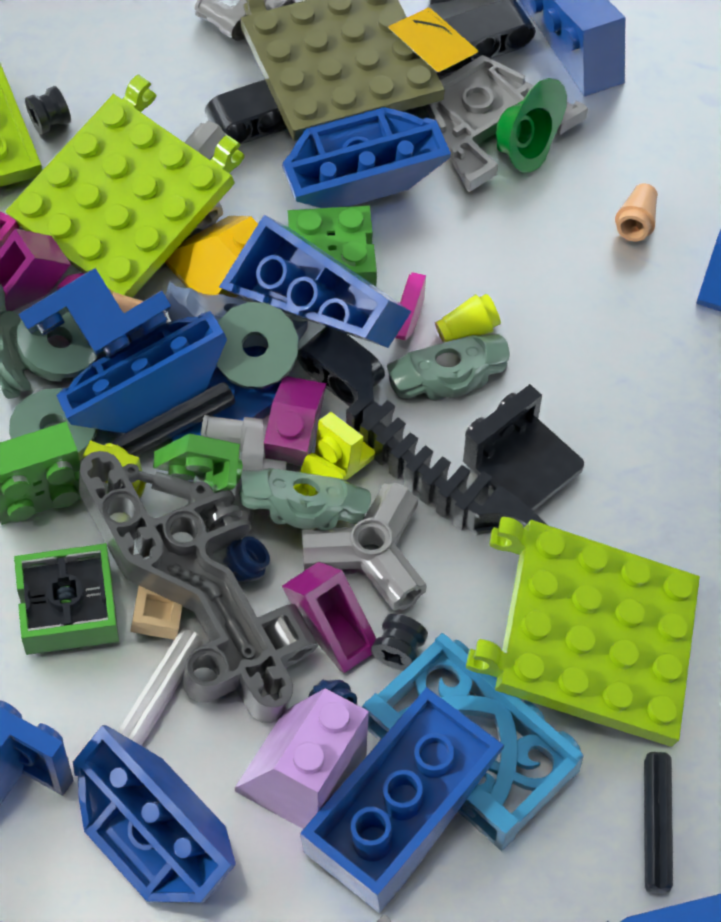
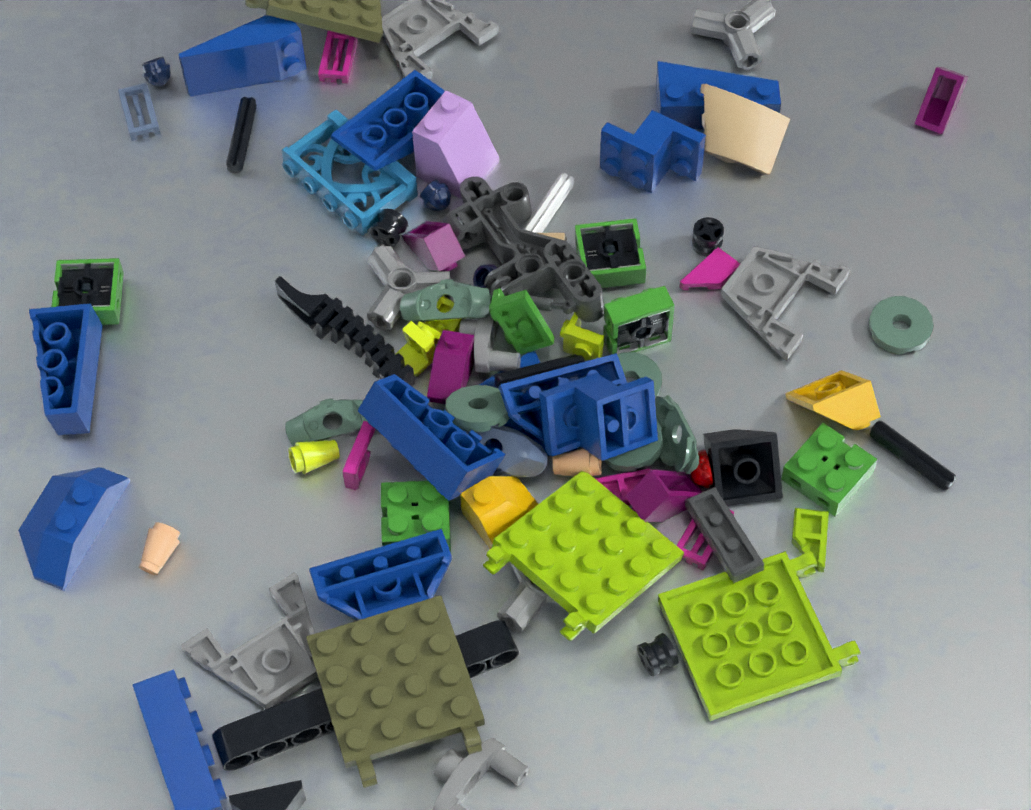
camera: 175 degrees left, 0 degrees up
(150, 821) = (540, 123): blue wedge -> none
(433, 39) = (309, 690): yellow sticker -> none
(521, 450) = (288, 348): black bracket -> none
(530, 126) = (241, 620): green piece -> none
(593, 632) = (260, 224): lime plate -> none

